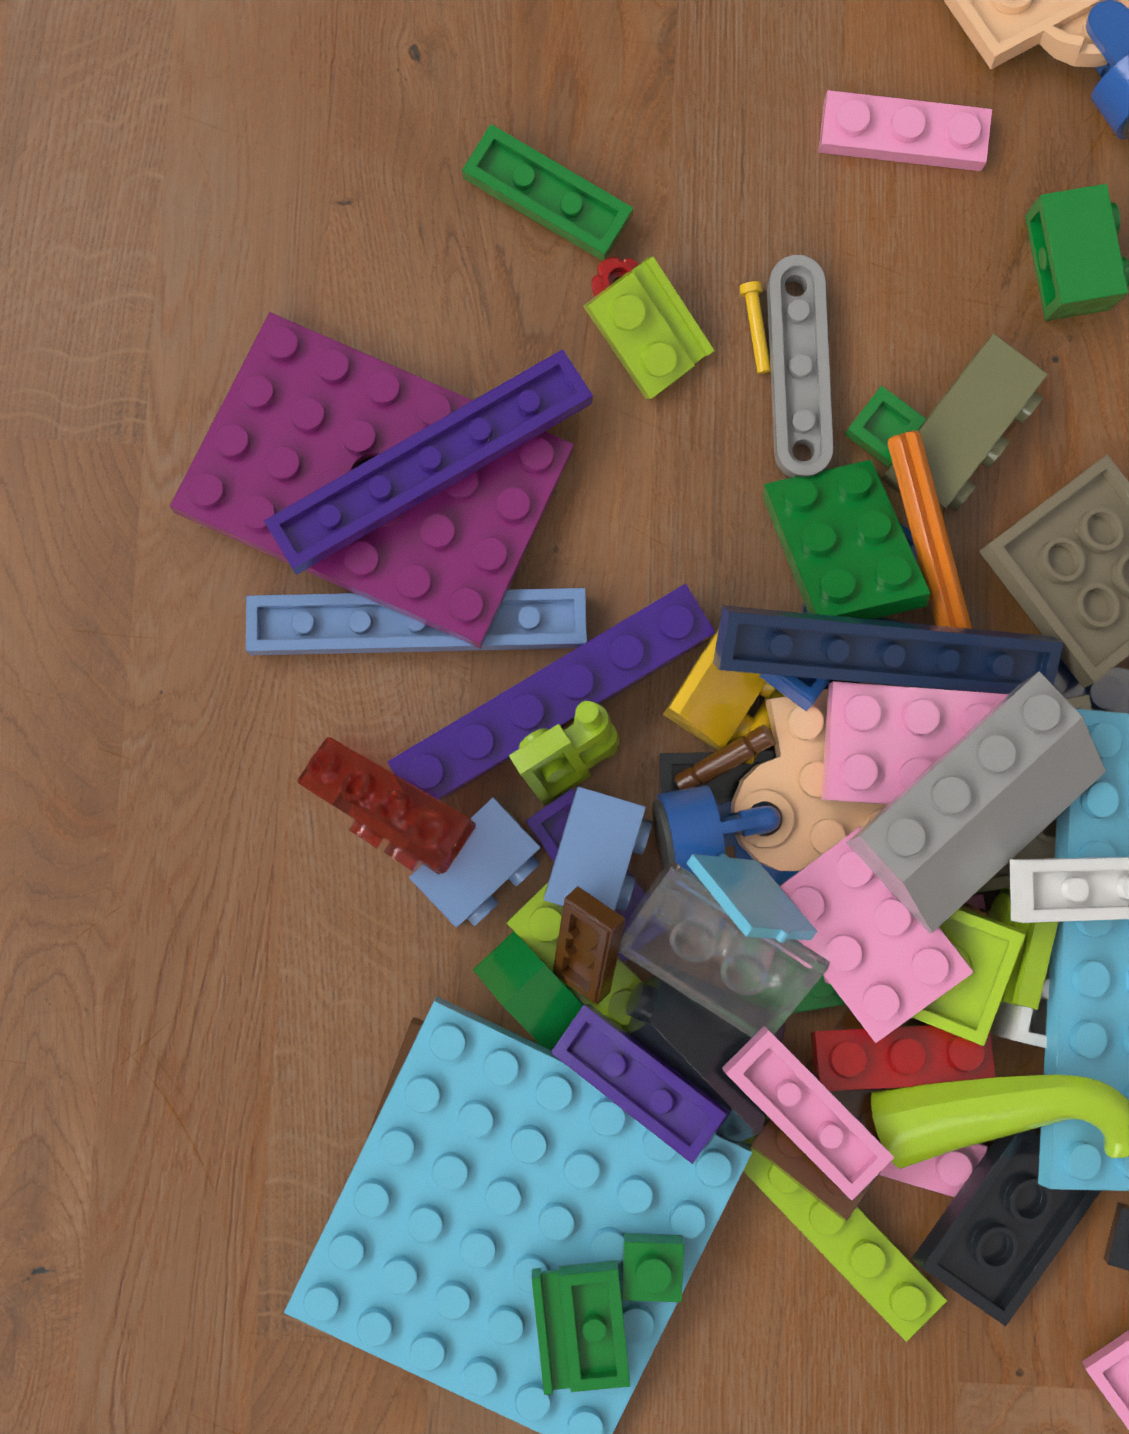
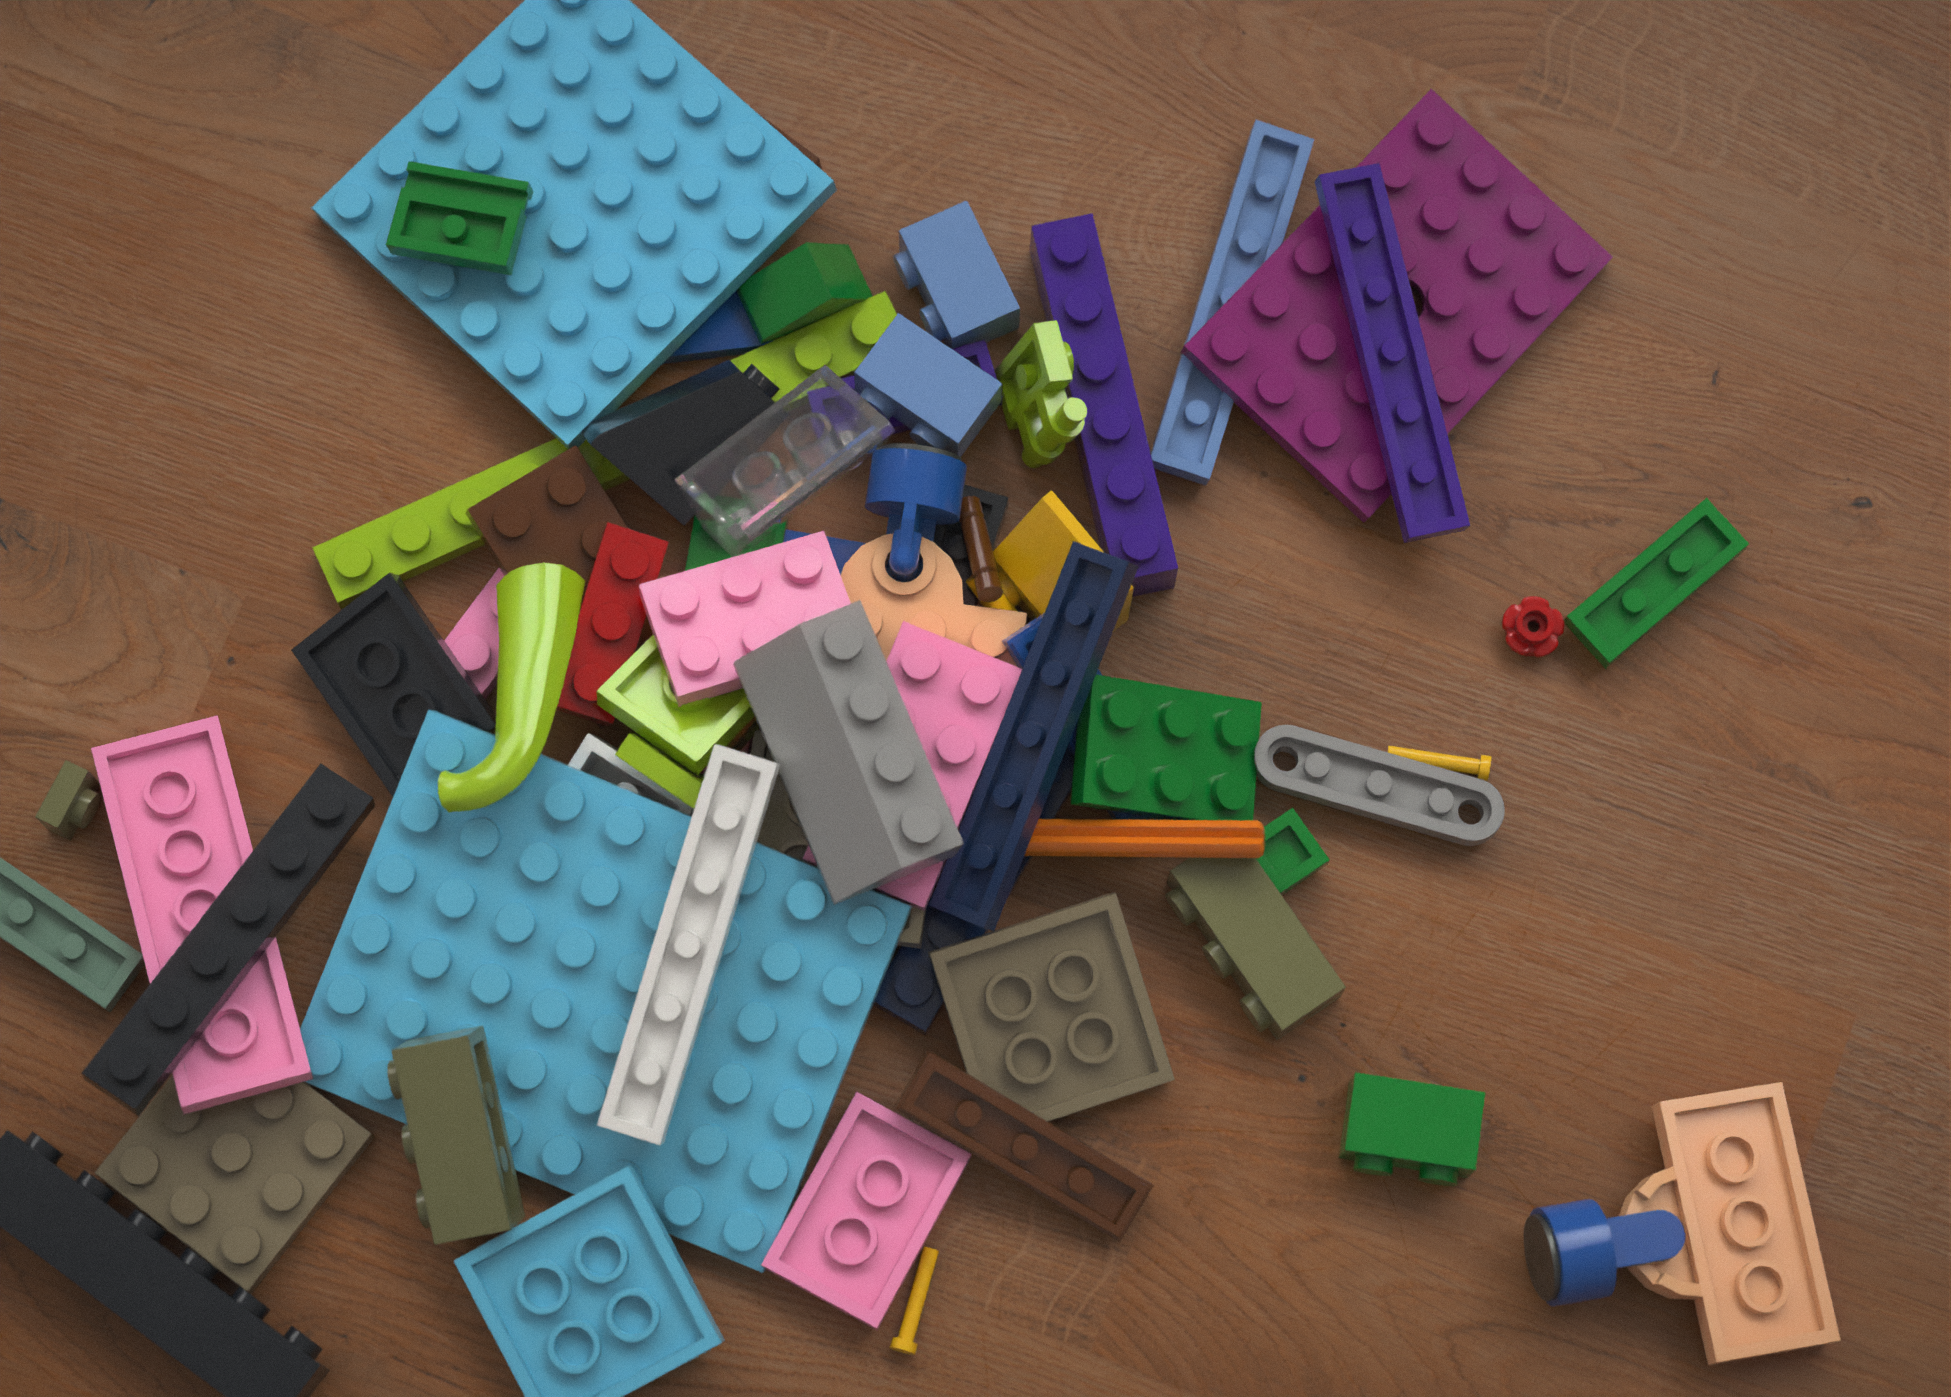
camera: 105 degrees right, 10 degrees down
(387, 808) = (1047, 193): clear red bracket -> none
(588, 945) = (836, 340): reddish brown plate -> none
(640, 1083) = (680, 349): dark purple plate -> none
(649, 327) = (1471, 636): lime plate -> none
(652, 1267) = (491, 306): green plate -> none
(751, 898) = (831, 497): medium azure piece -> none
(807, 1113) = (594, 494): bright pink plate -> none
(905, 130) = (1612, 995): bright pink plate -> none

